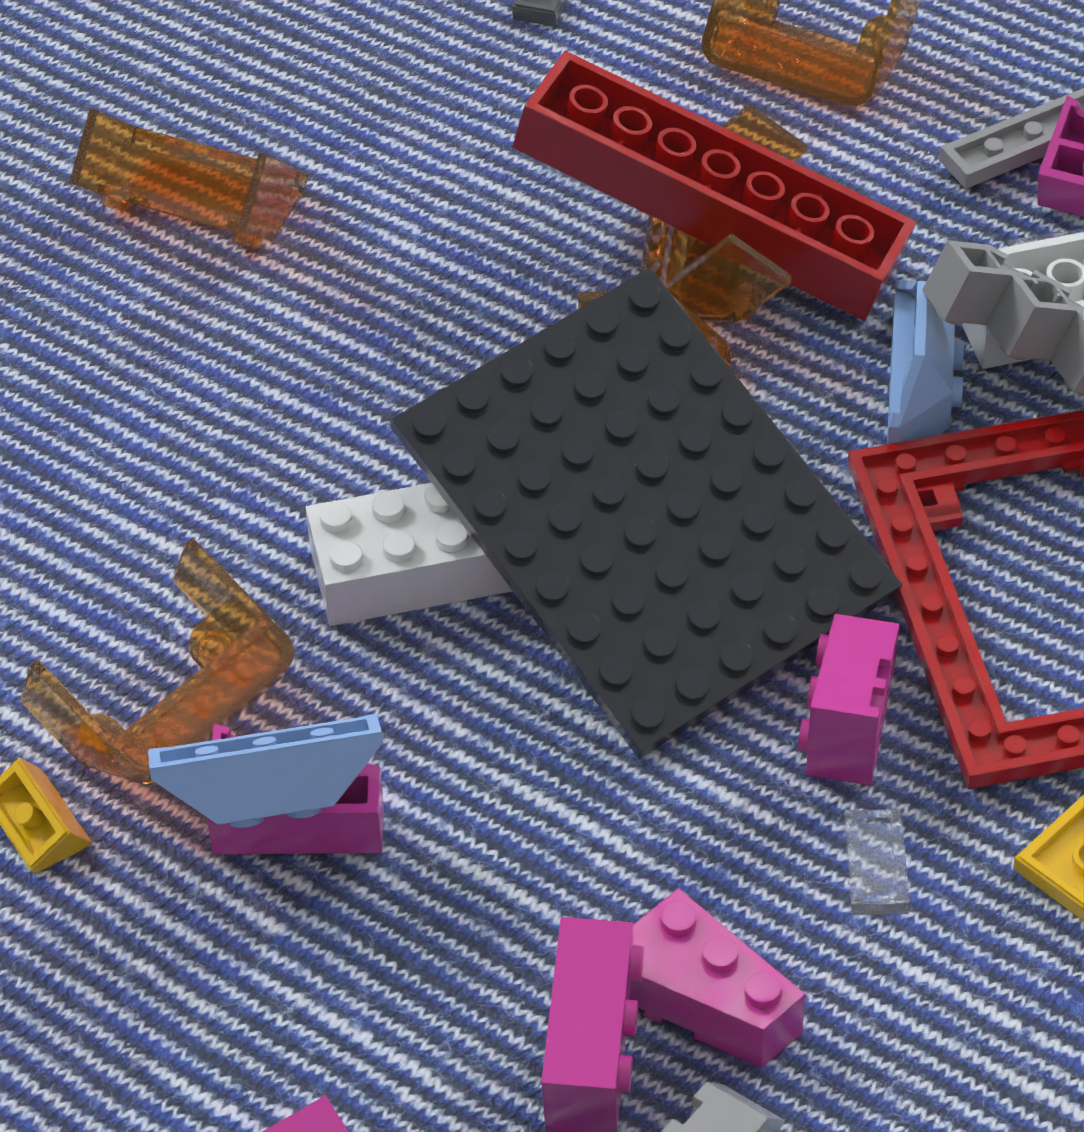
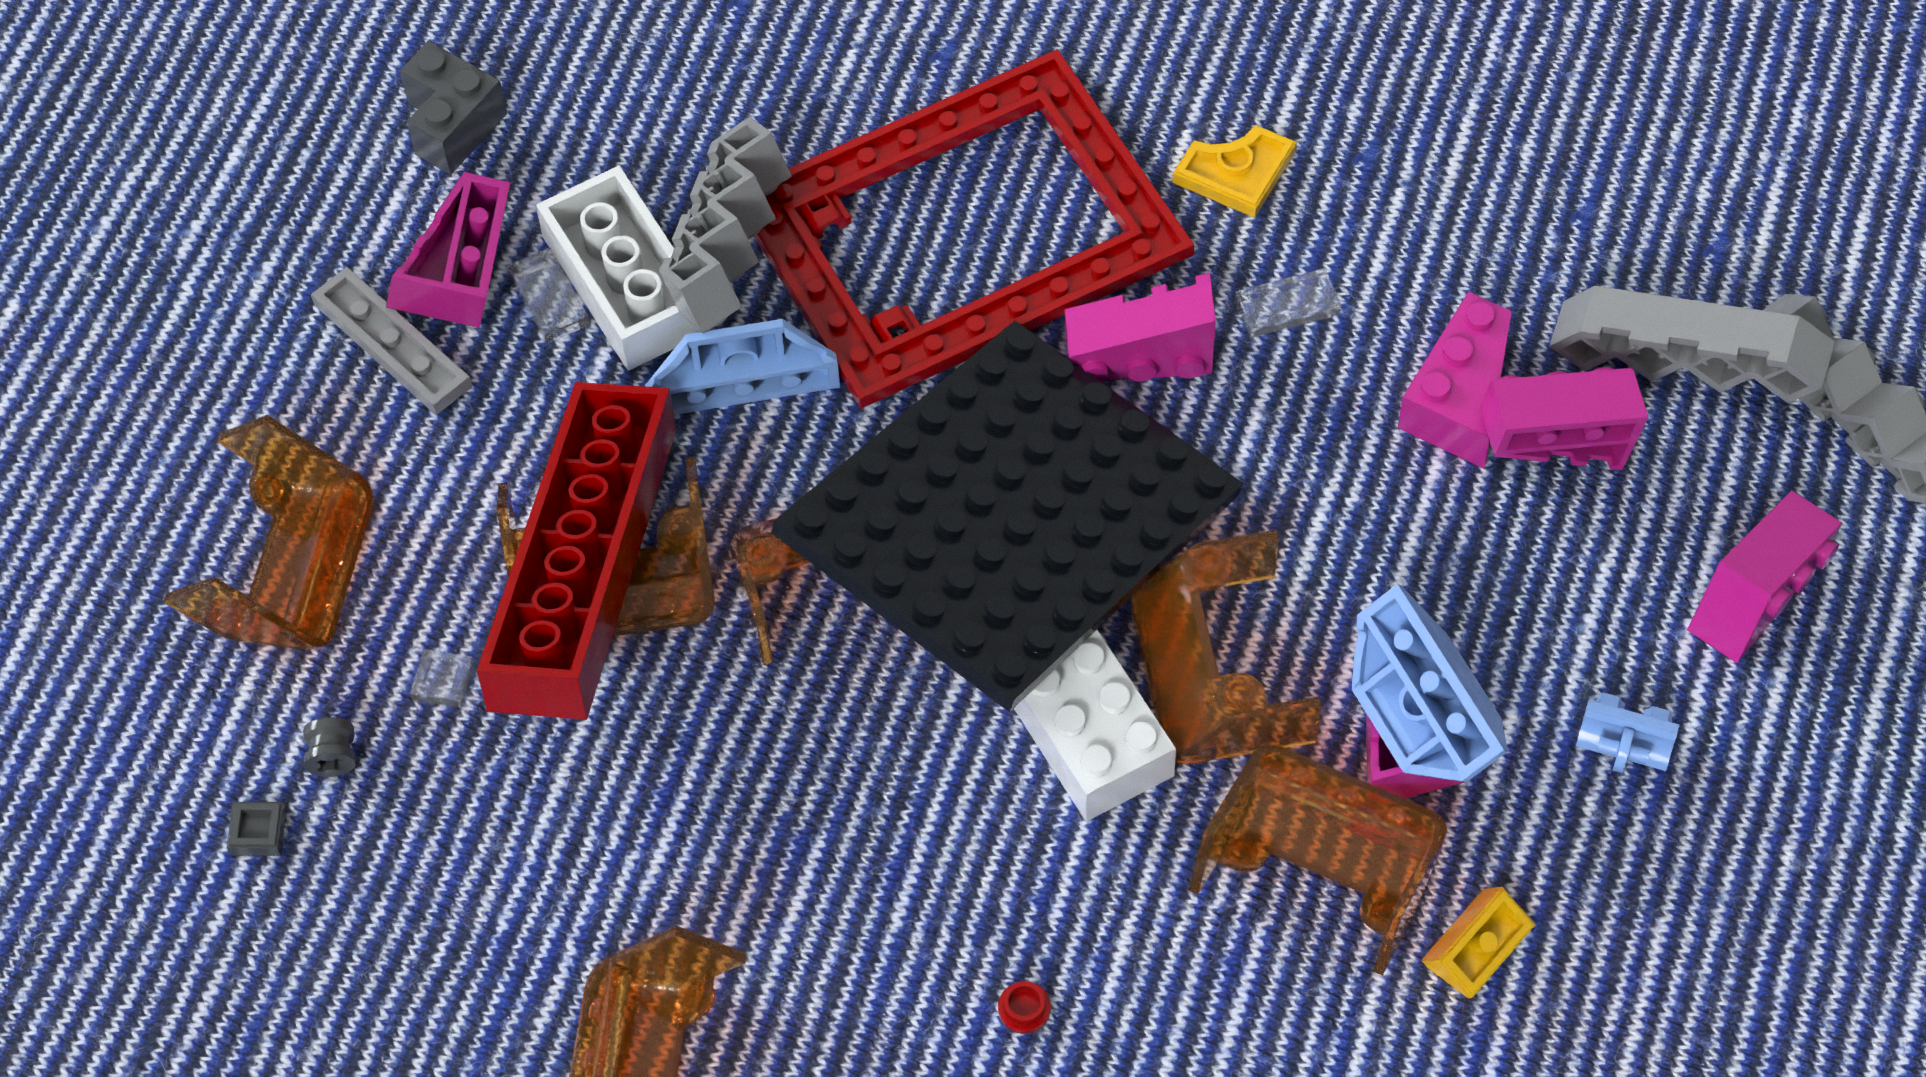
camera: 105 degrees left, 10 degrees up
(134, 450) = (1024, 1007): none -> red plate
(182, 1026) = (1627, 734): none -> light blue hips
(436, 646) = (1198, 708): none -> clear orange windscreen
(595, 41) = (329, 747): none -> dark grey wheel

